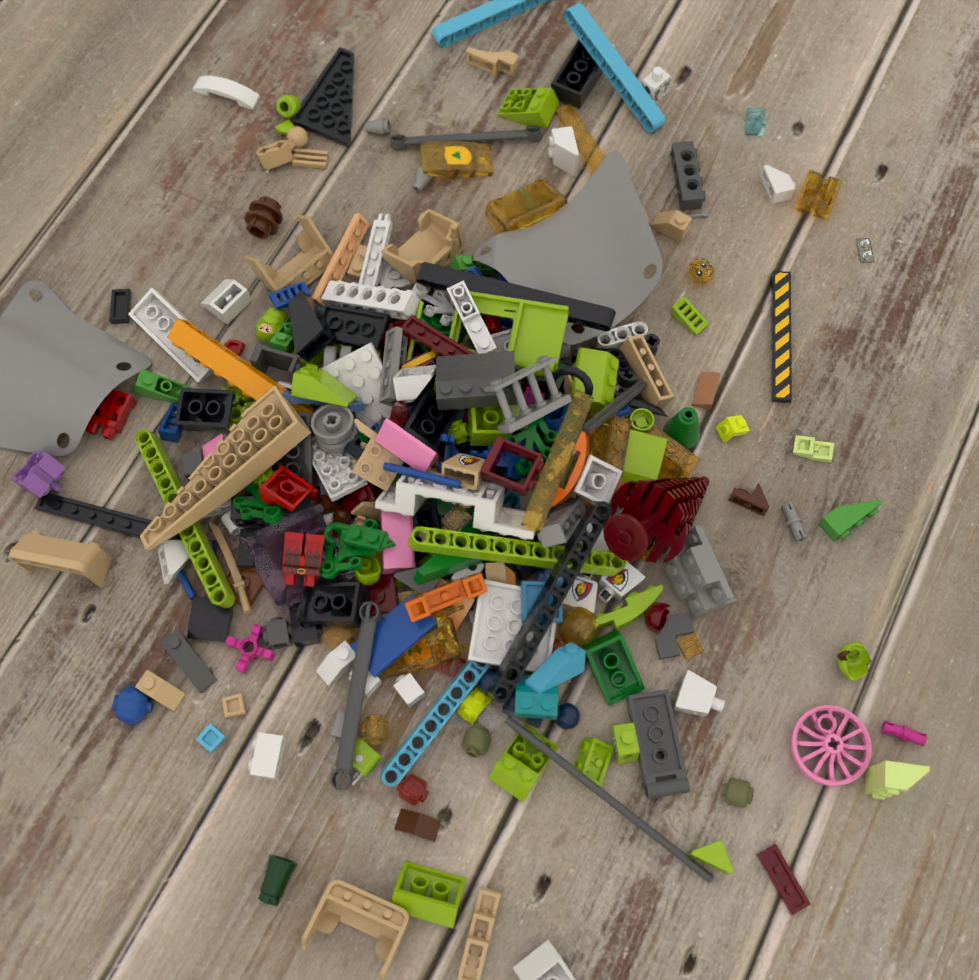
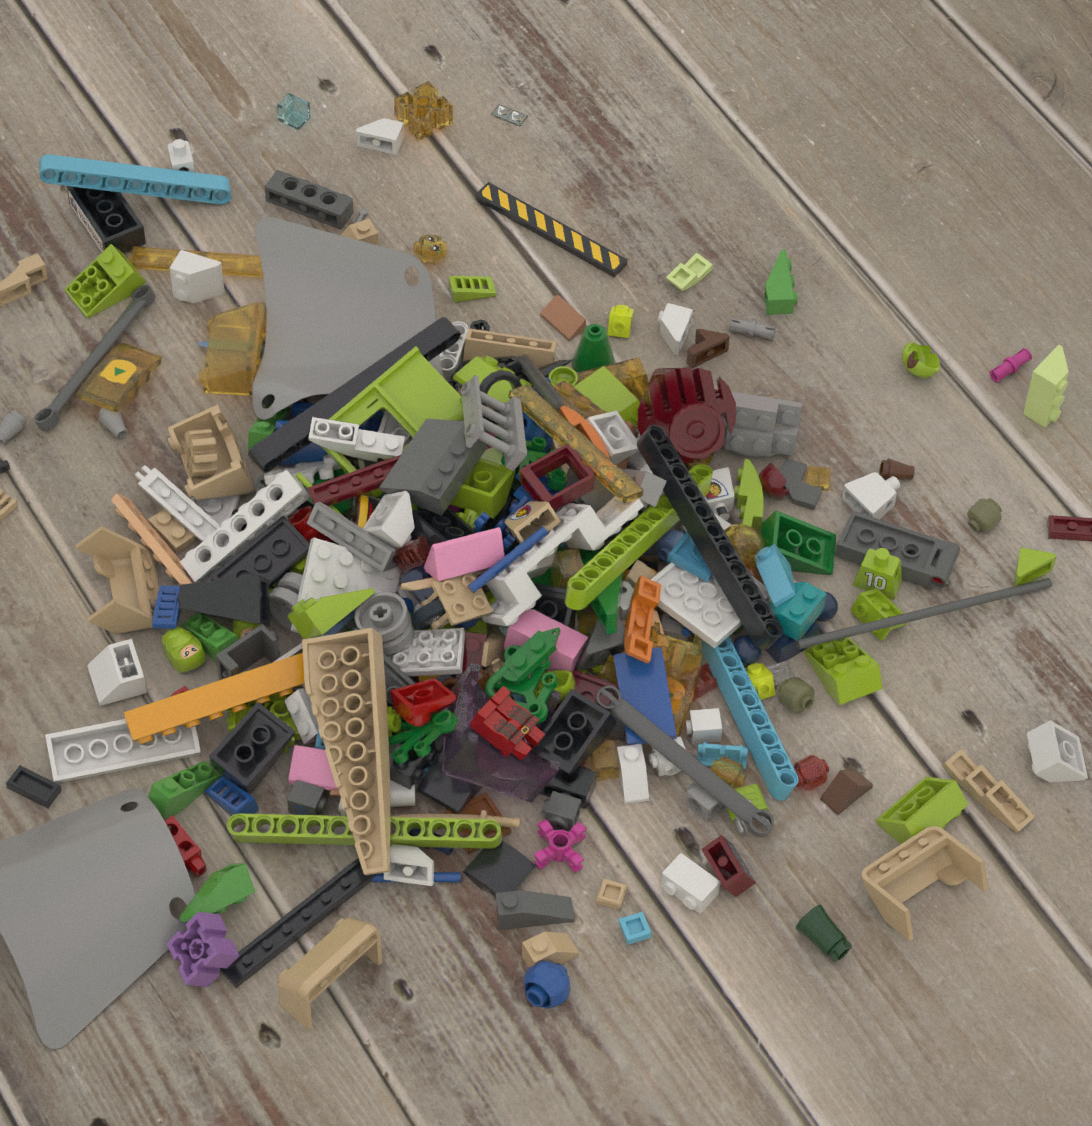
camera: 60 degrees left, 15 degrees down
(88, 457) = (221, 889): none -> bright green slope
(263, 217) = (44, 584): reddish brown piece -> none
(293, 776) = (728, 866): none -> dark red brick
(393, 713) = (709, 752): none -> medium azure hinge
(417, 238) = (200, 452): none -> tan gear
(735, 700) = (897, 469): none -> reddish brown cone
(755, 467) = (675, 325): none -> white slope
(832, 737) = (986, 423): bright pink piece -> none

